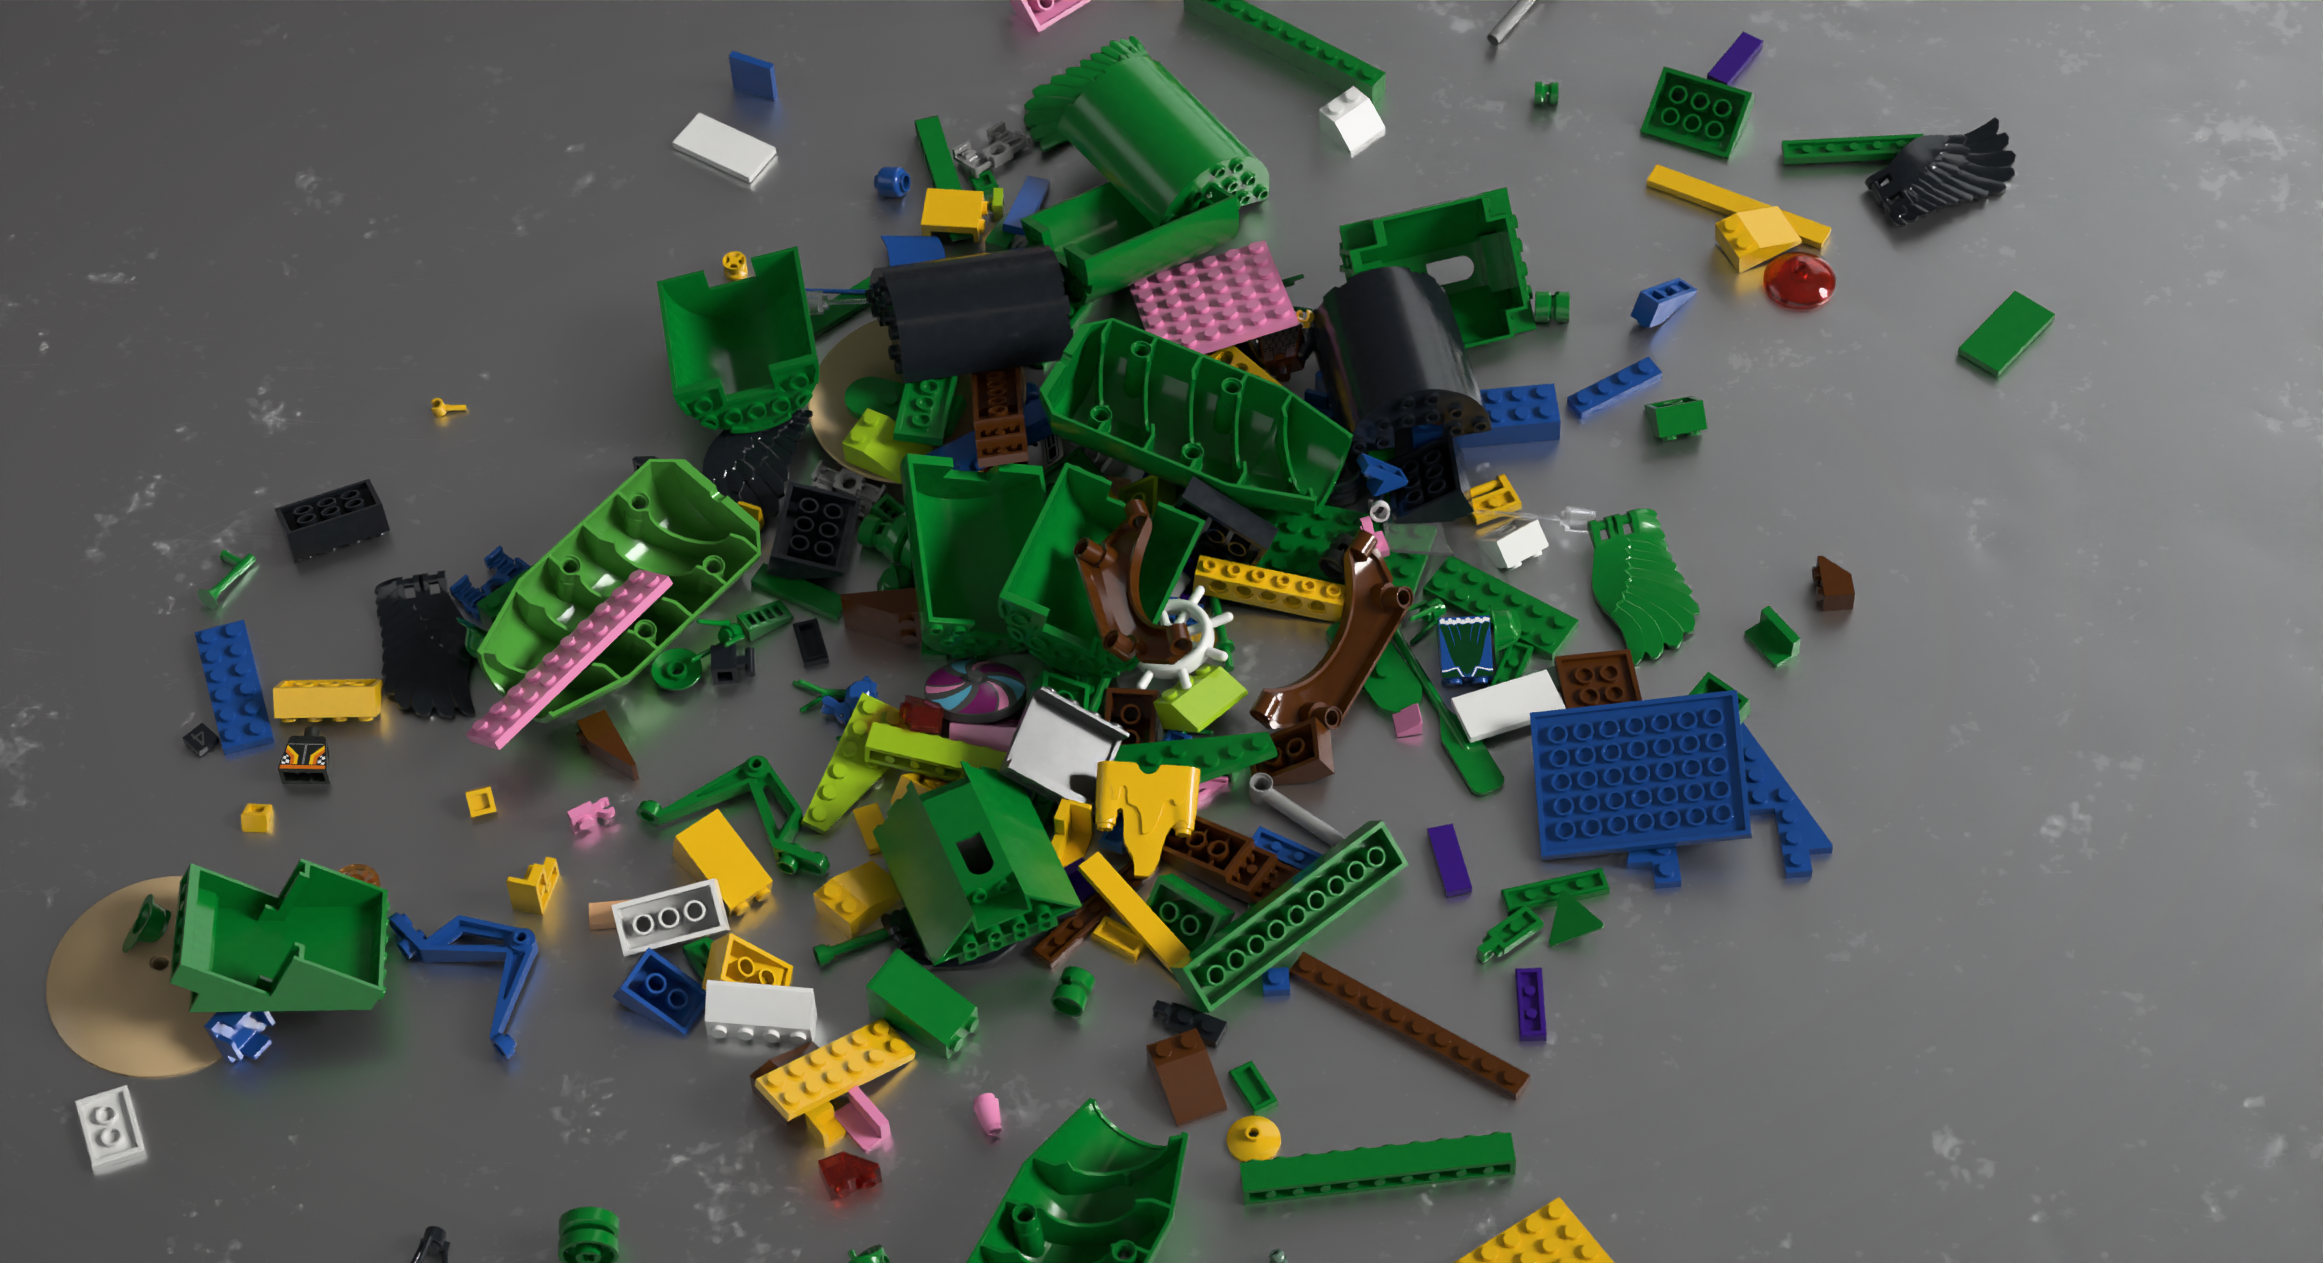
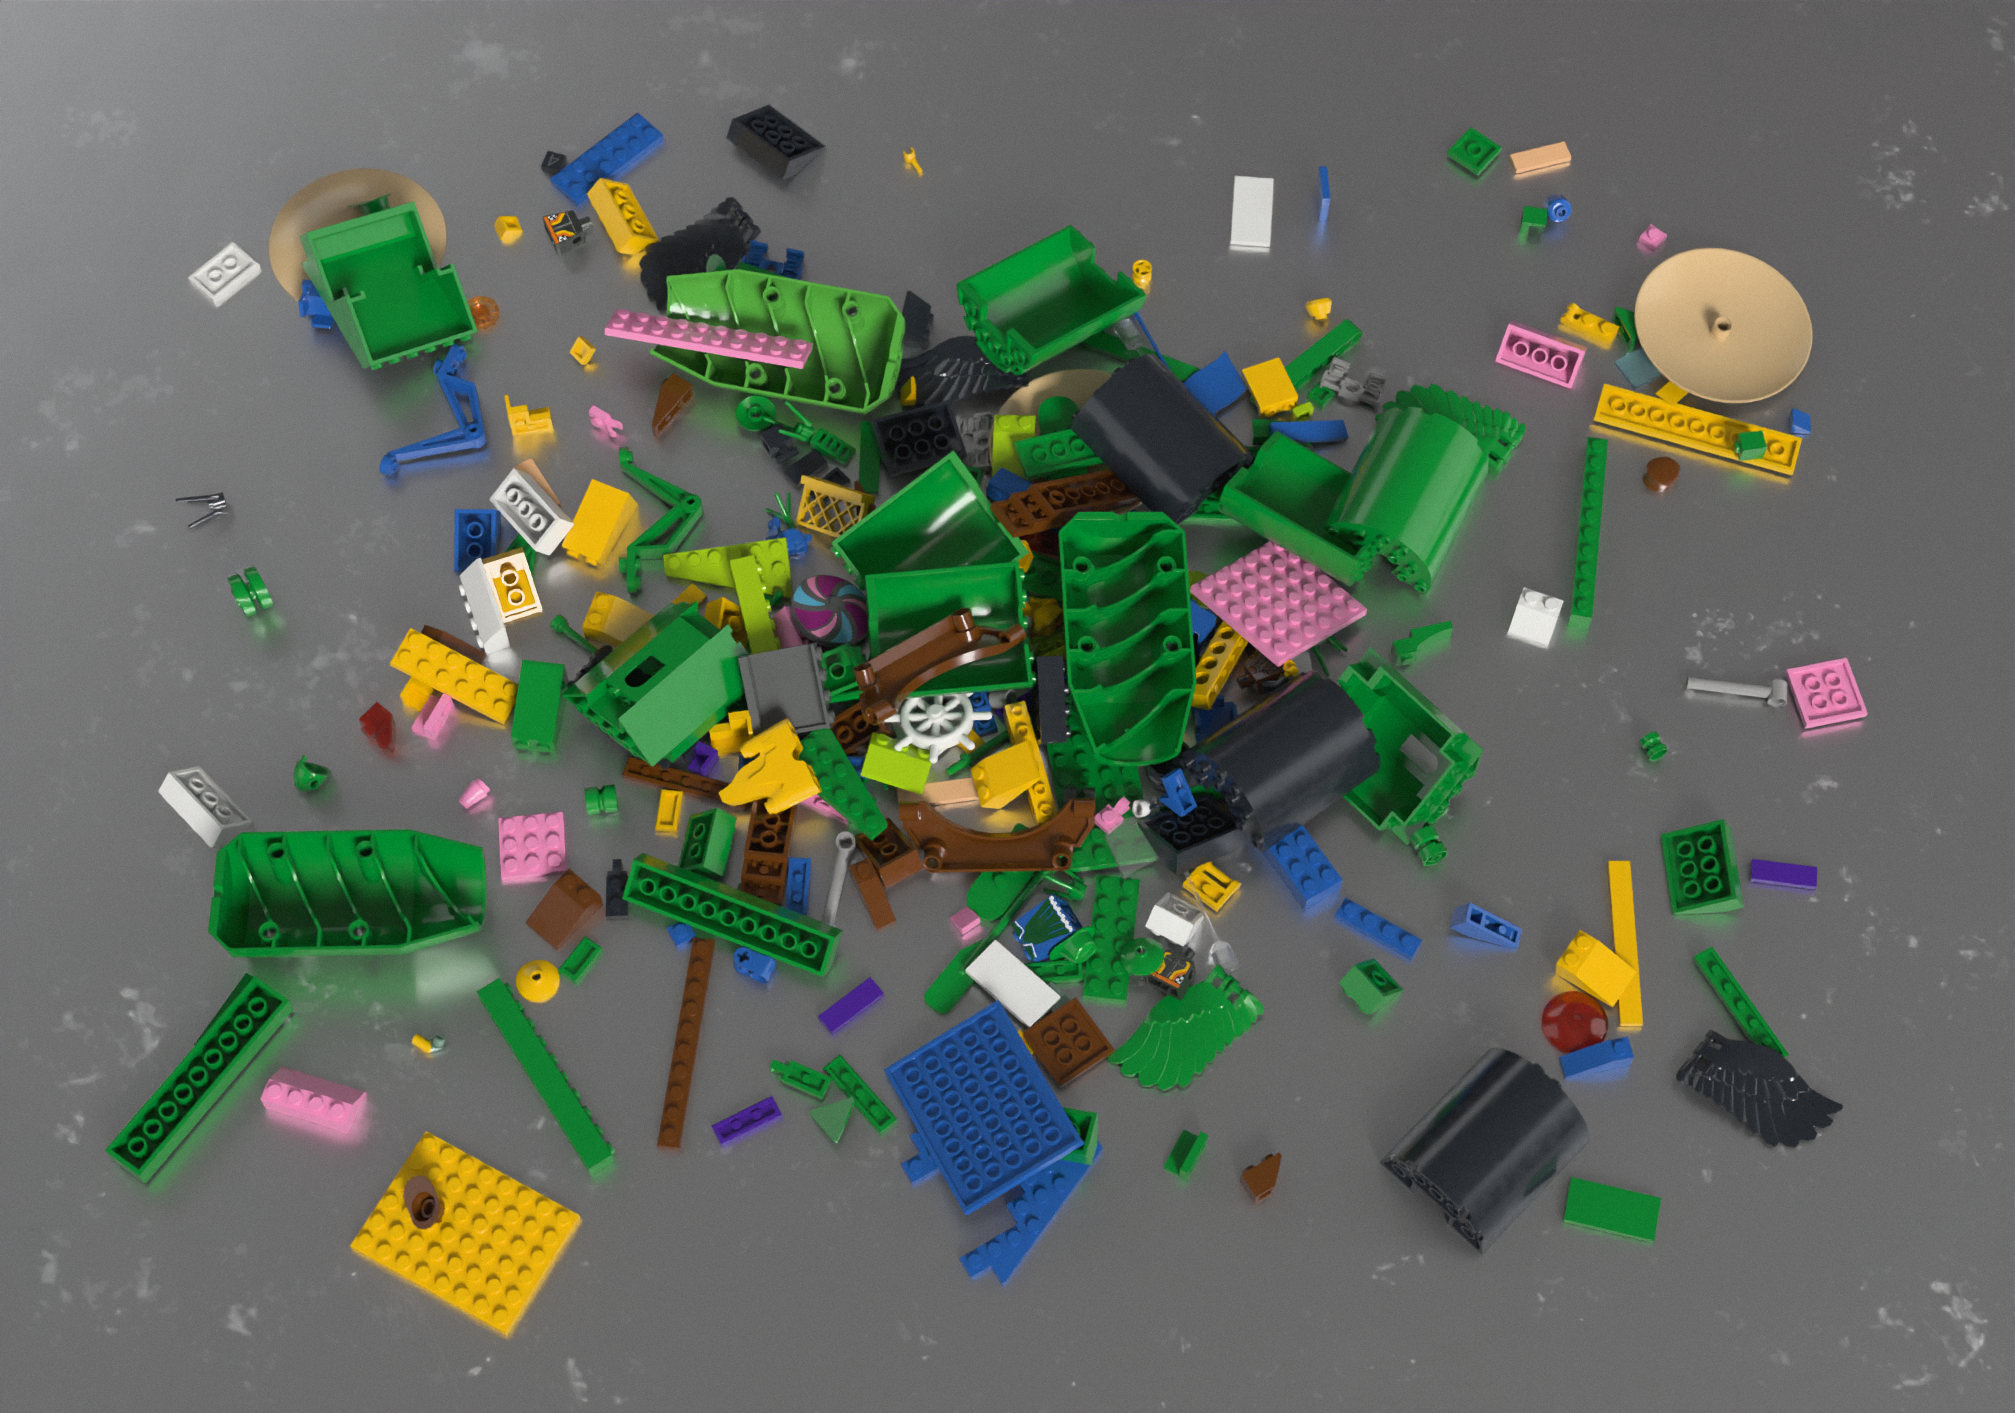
camera: 60 degrees right, 10 degrees up
(209, 597) = (703, 110): green piece -> none
(774, 654) = (807, 465): none -> black tile
(842, 618) = (834, 491): none -> yellow fence
(882, 139) = (1319, 307): none -> yellow cone
(892, 182) = (1281, 333): blue head -> none
(921, 714) = (779, 584): clear red slope -> none
(1083, 1073) = (532, 846): none -> bright pink plate
(1133, 910) = (688, 807): yellow tile -> none
(1251, 678) = (942, 792): none -> light nougat tile
(1272, 608) = (1005, 775): none -> yellow slope
(1320, 224) = (1406, 650): none -> green slope
(1330, 788) = (872, 894): none -> reddish brown slope
(1355, 926) = (756, 966): none -> blue piece
(1544, 589) = (1143, 963): none -> green dish
(1573, 566) = (1175, 973): none -> pearl dark grey torso
(1848, 275) = (1597, 1058): none -> blue slope
(1890, 389) = (1490, 1145): none -> black cylinder

